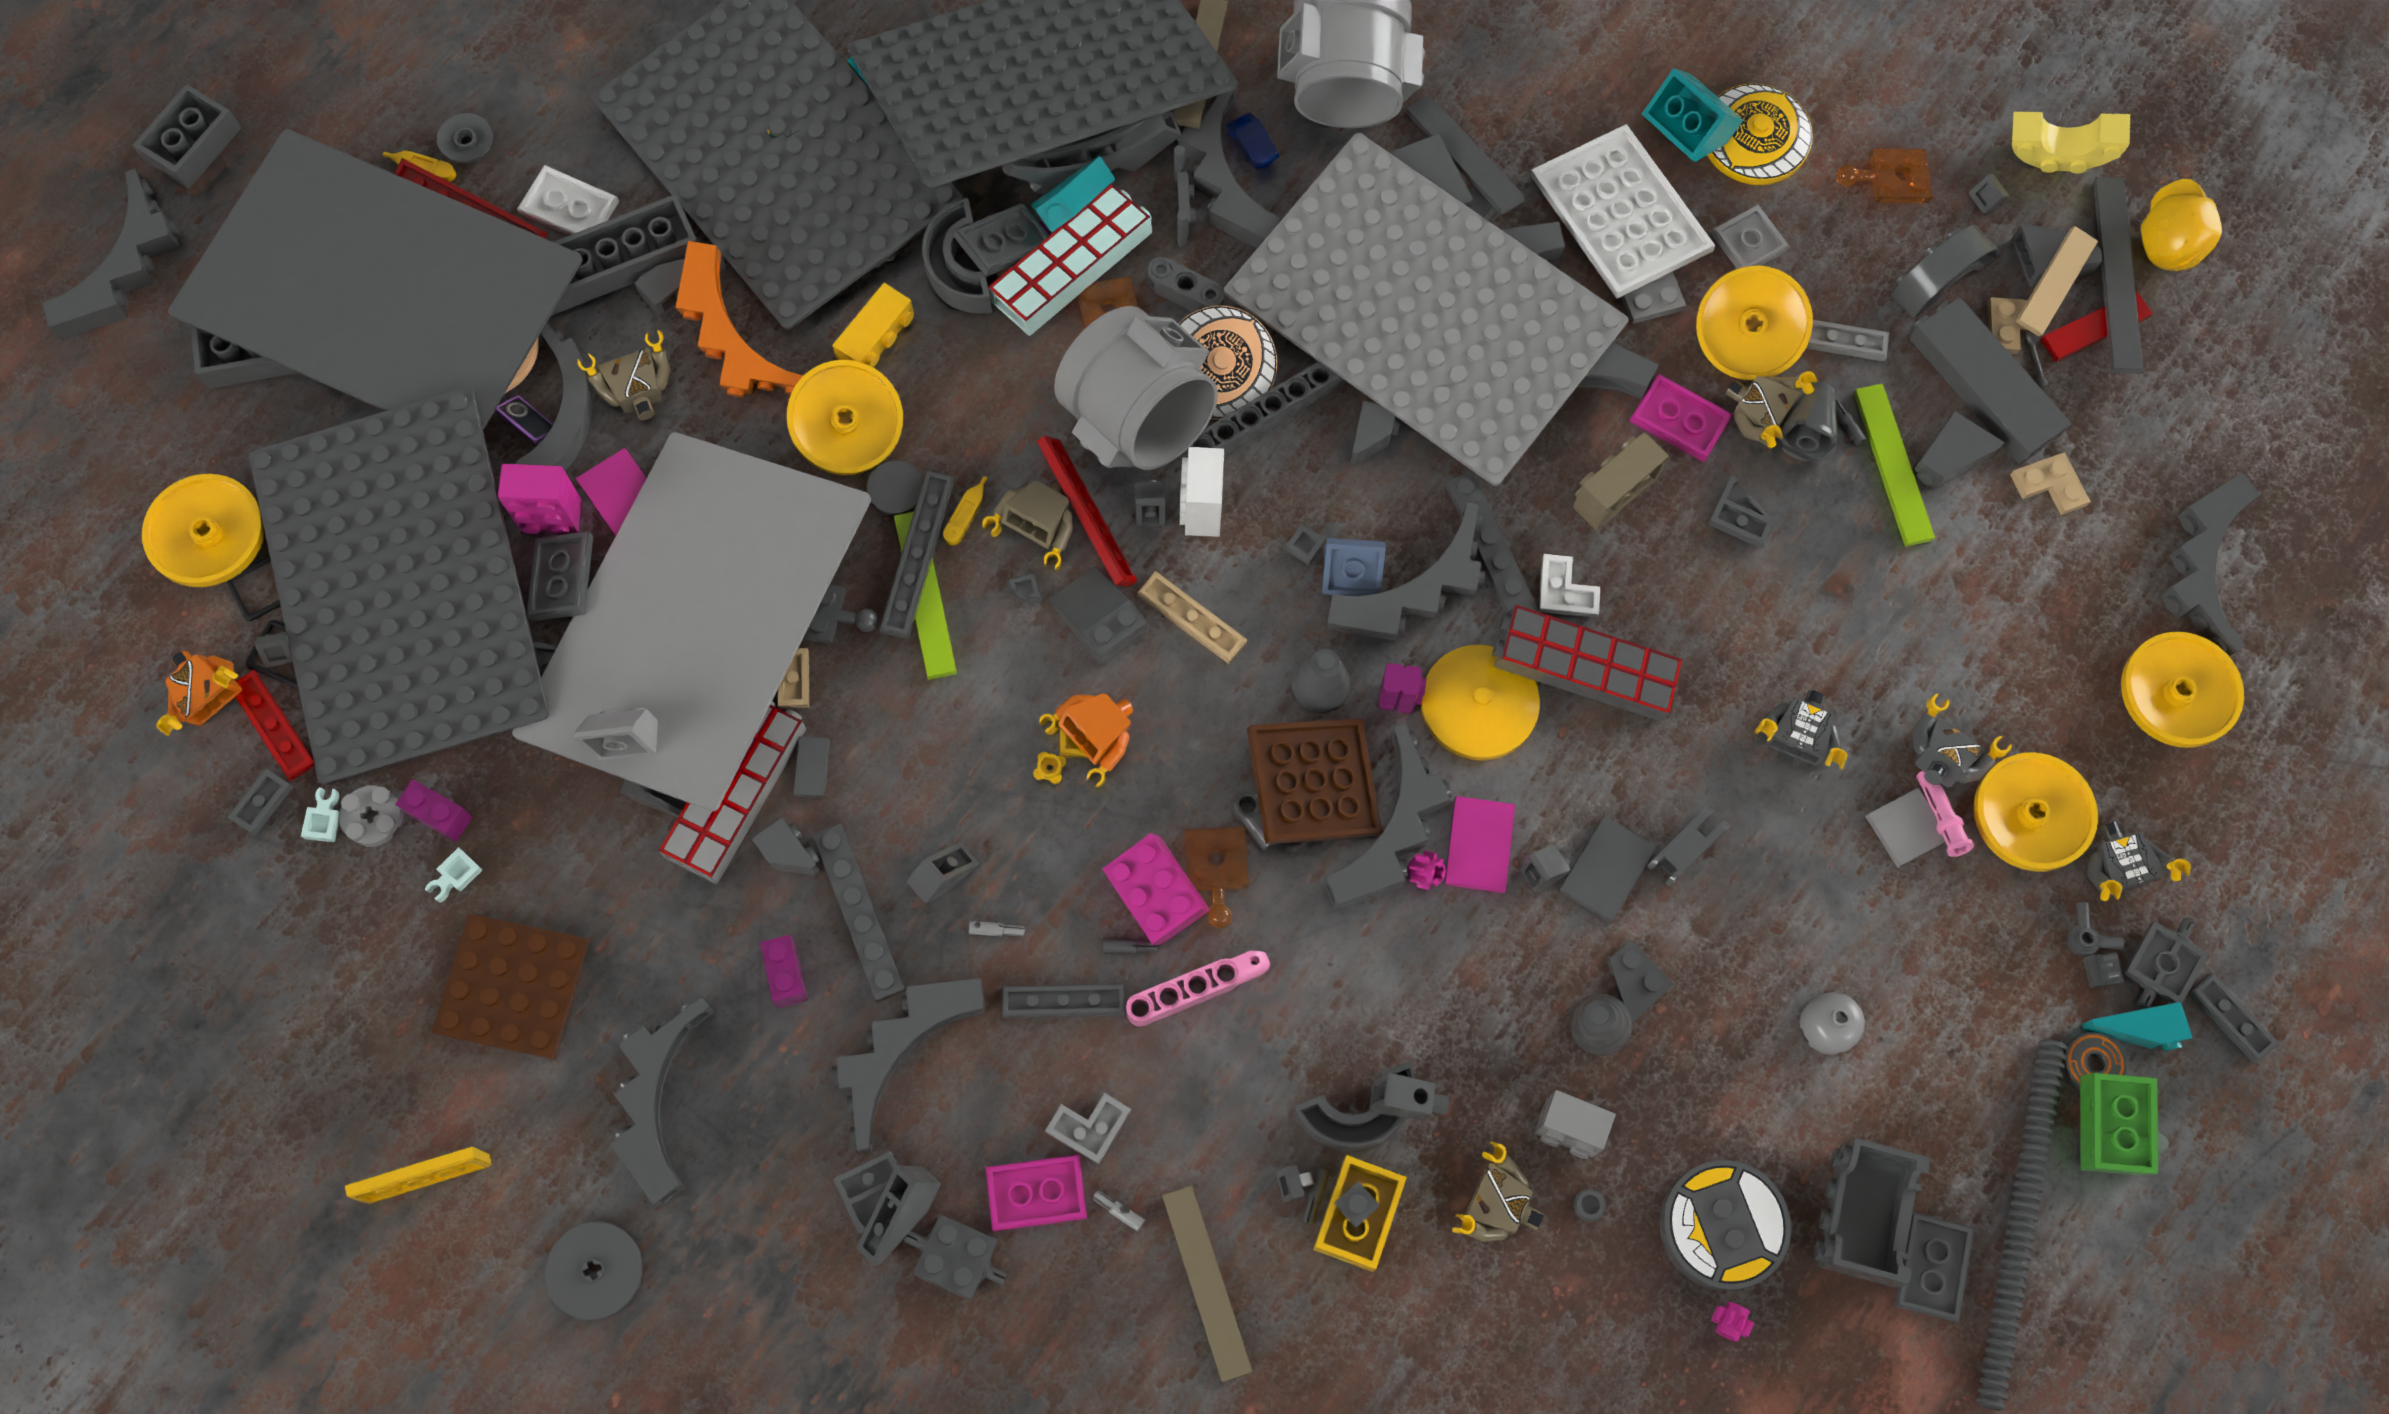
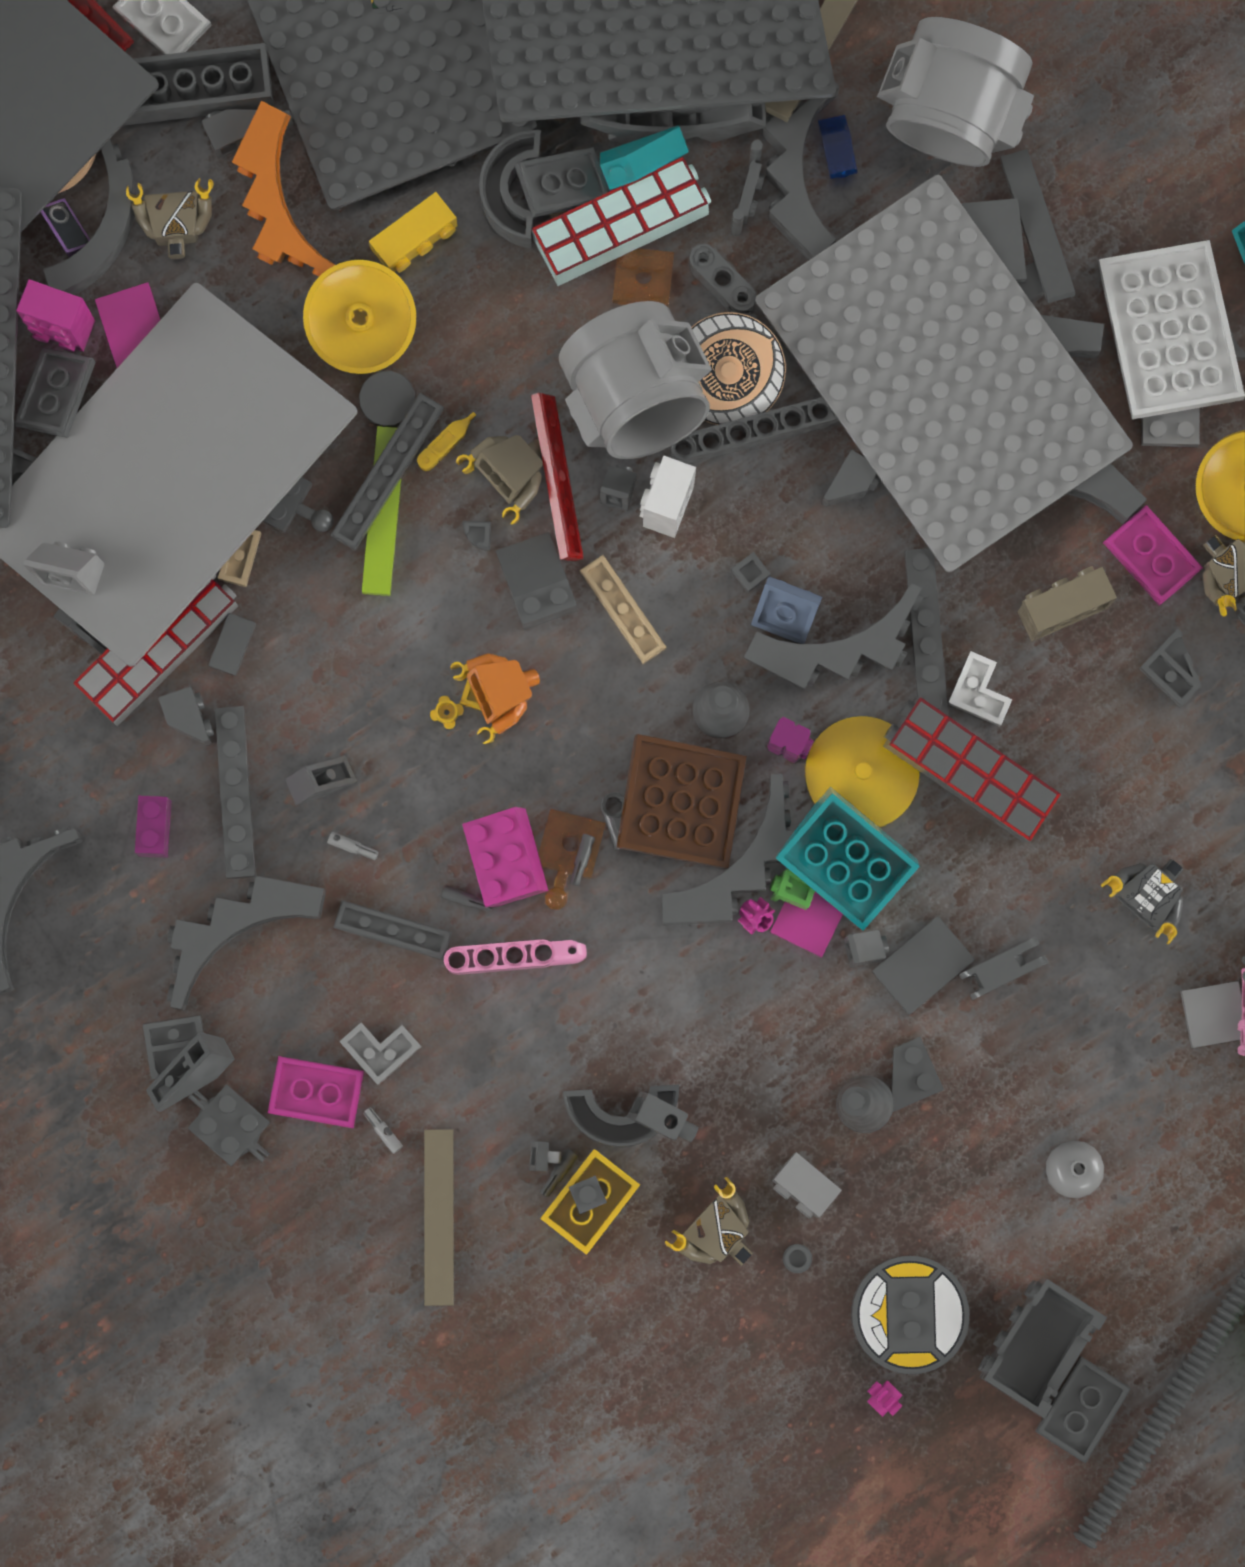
camera: 20 degrees right, 10 degrees up
(1234, 865) = (582, 858): none -> dark grey piece
(1454, 831) = (791, 890): none -> bright green bracket
(1498, 784) = (847, 859): none -> teal slope

